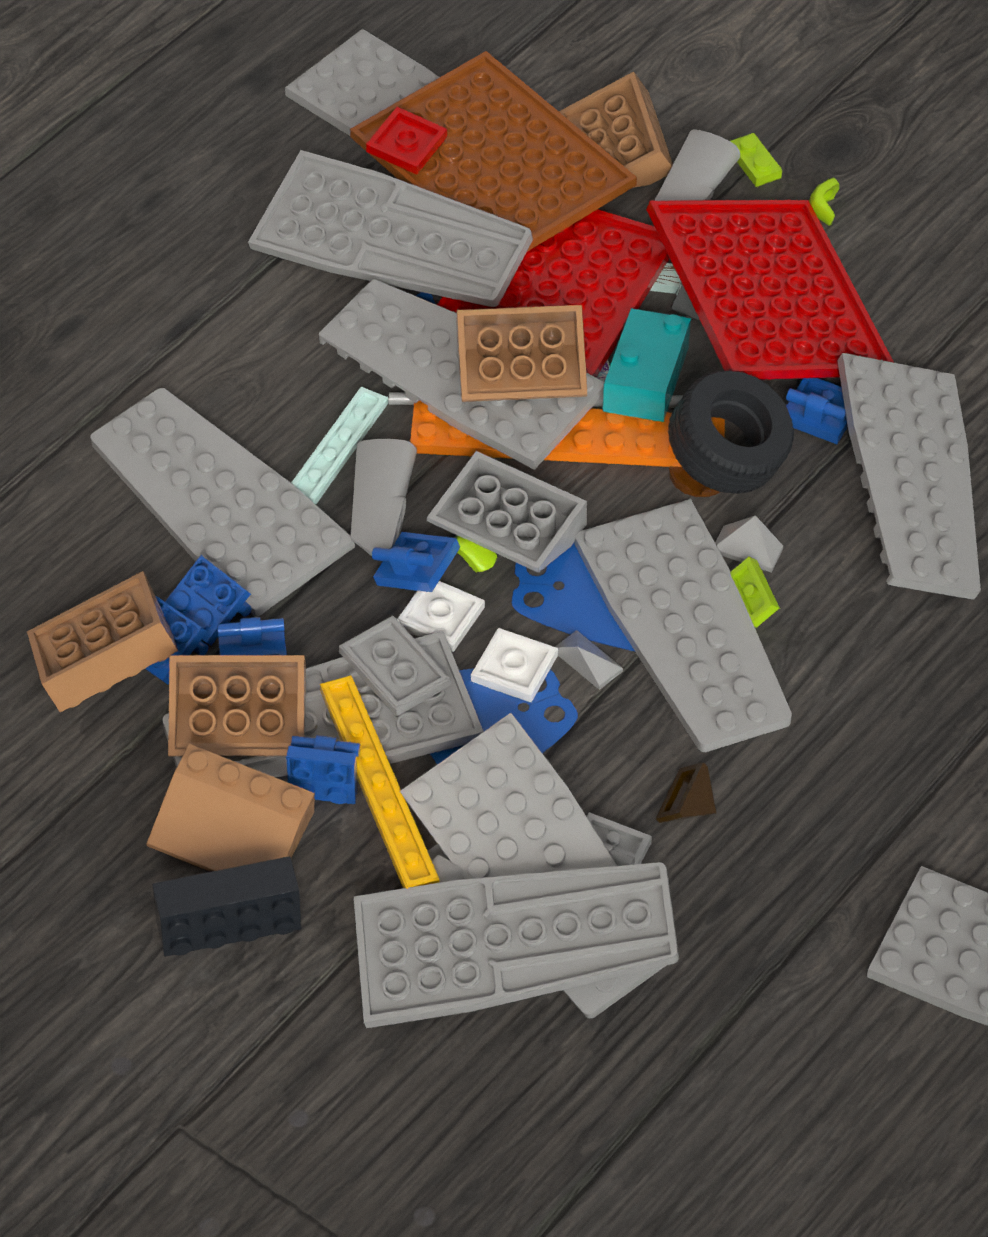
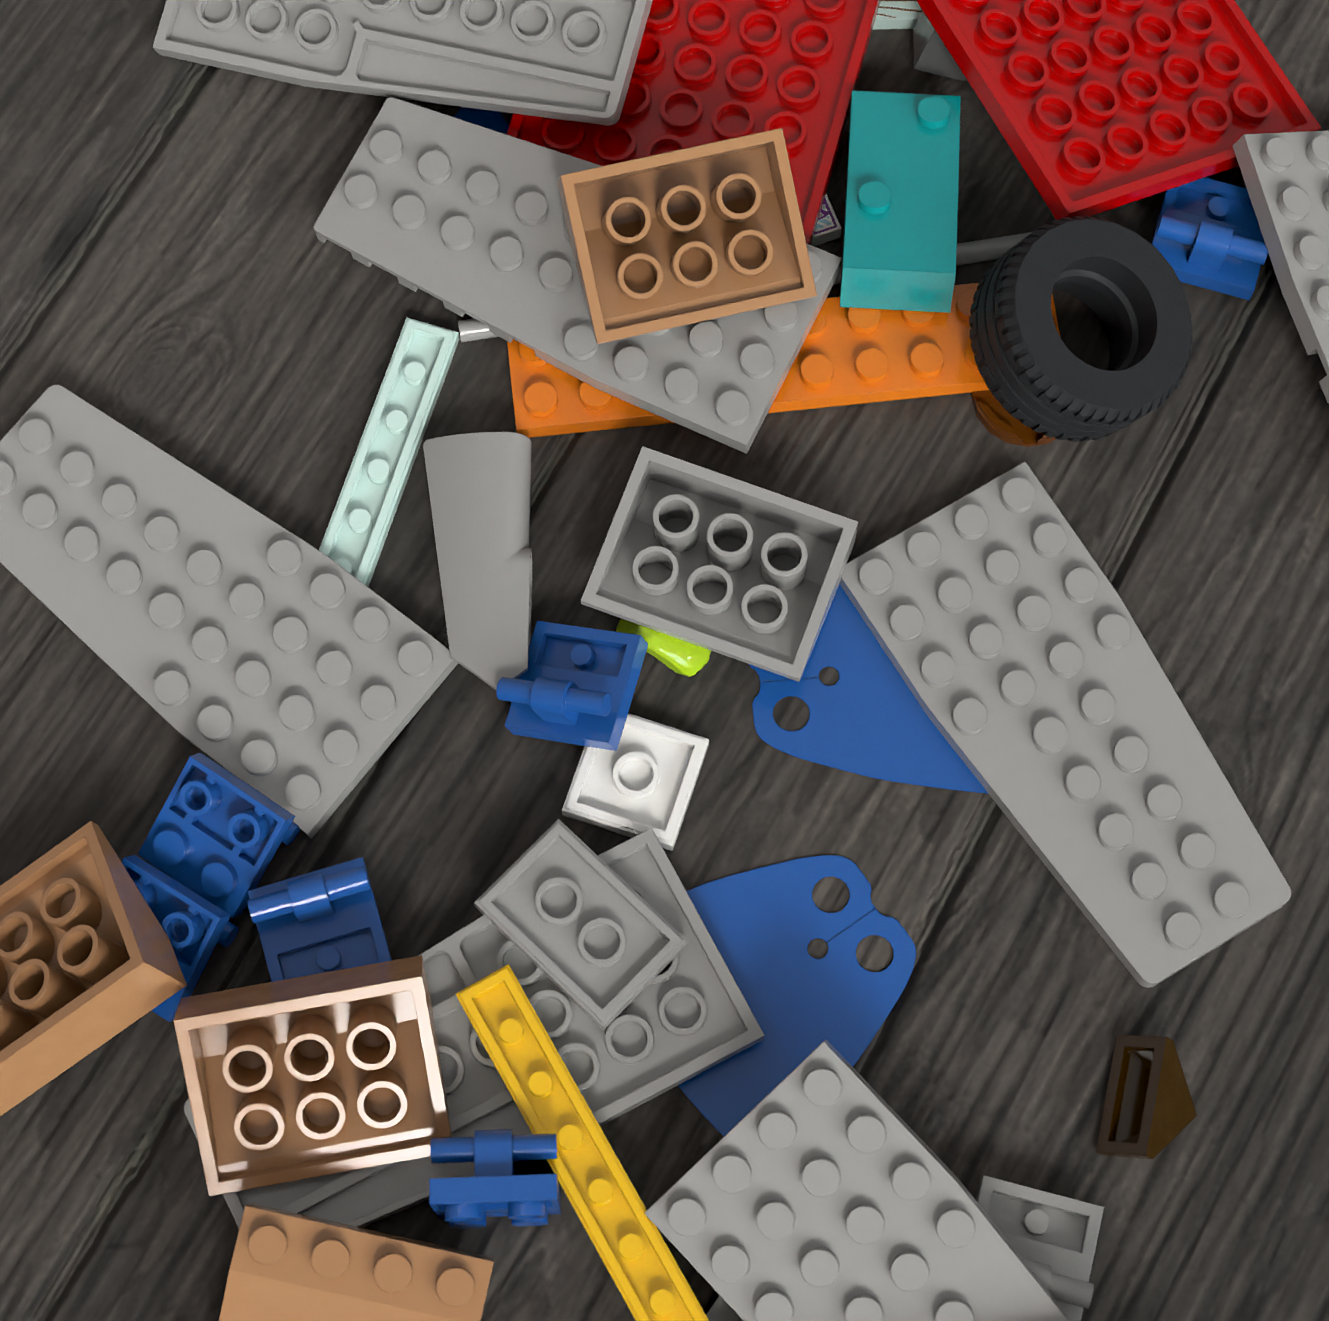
camera: 10 degrees left, 20 degrees up
(514, 665) = (786, 865): white tile -> none
(588, 660) = (911, 828): light grey slope -> none
(750, 539) = (1142, 537): light grey slope -> none
(754, 591) = (1176, 641): lime plate -> none

